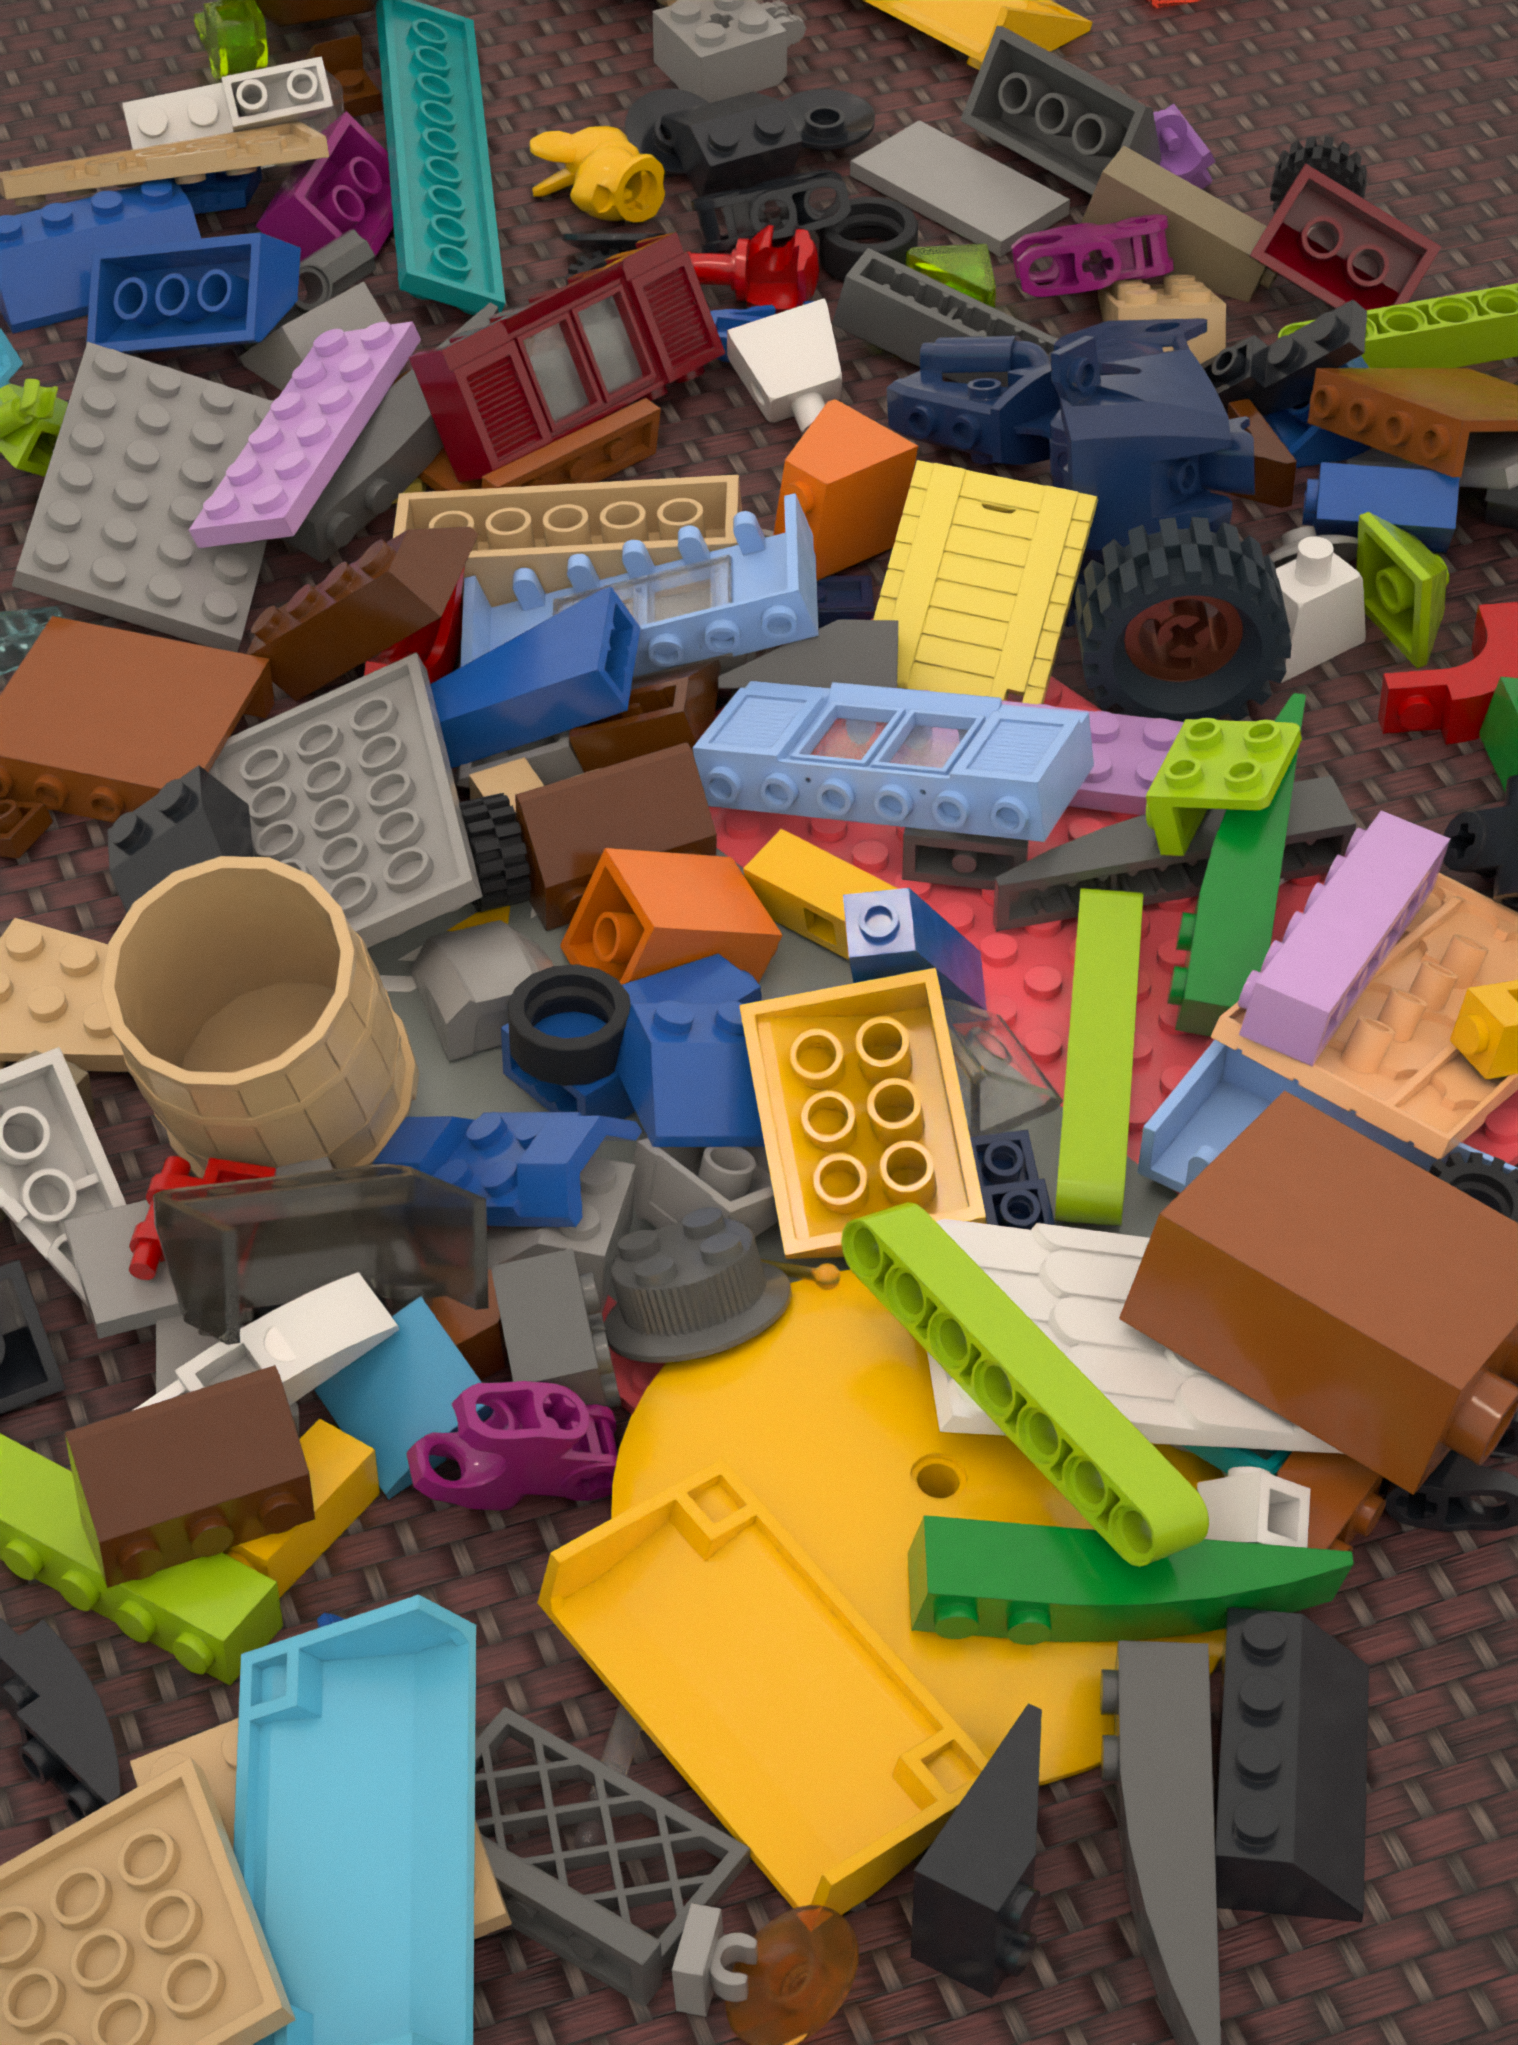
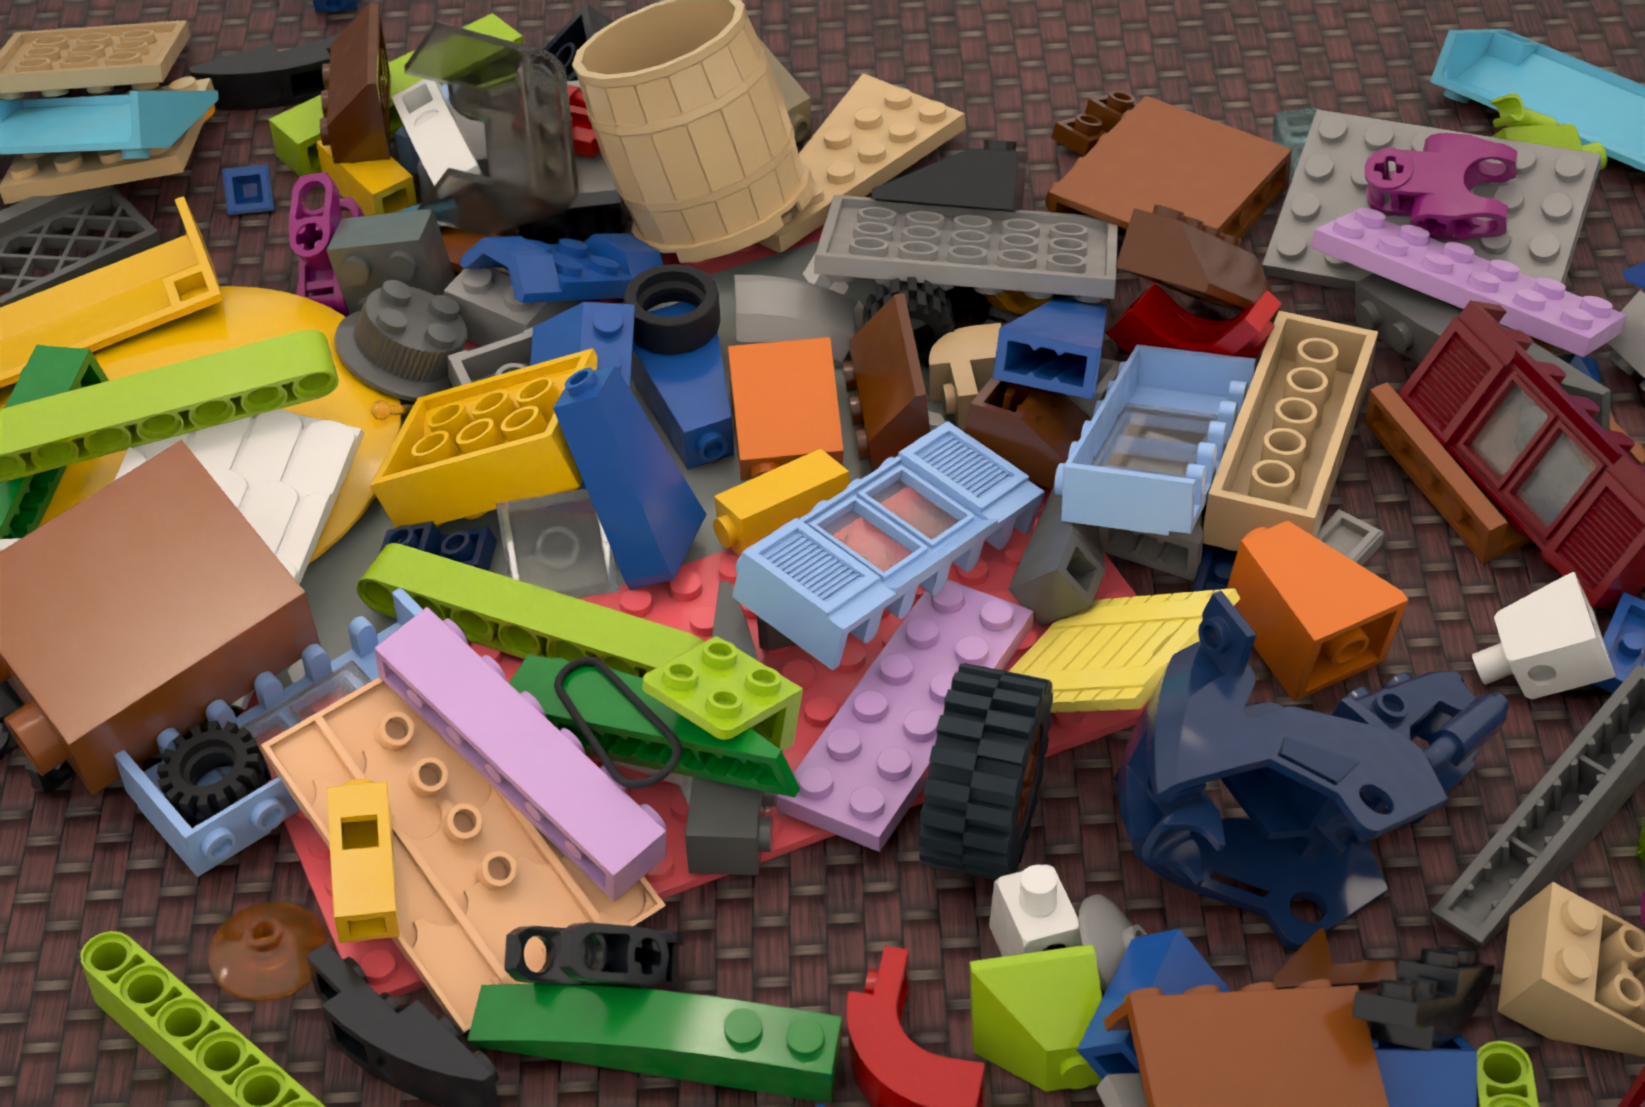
camera: 110 degrees right, 0 degrees up
(164, 452) = (1437, 184): none -> magenta piece
(1297, 887) = (638, 703): none -> black piece

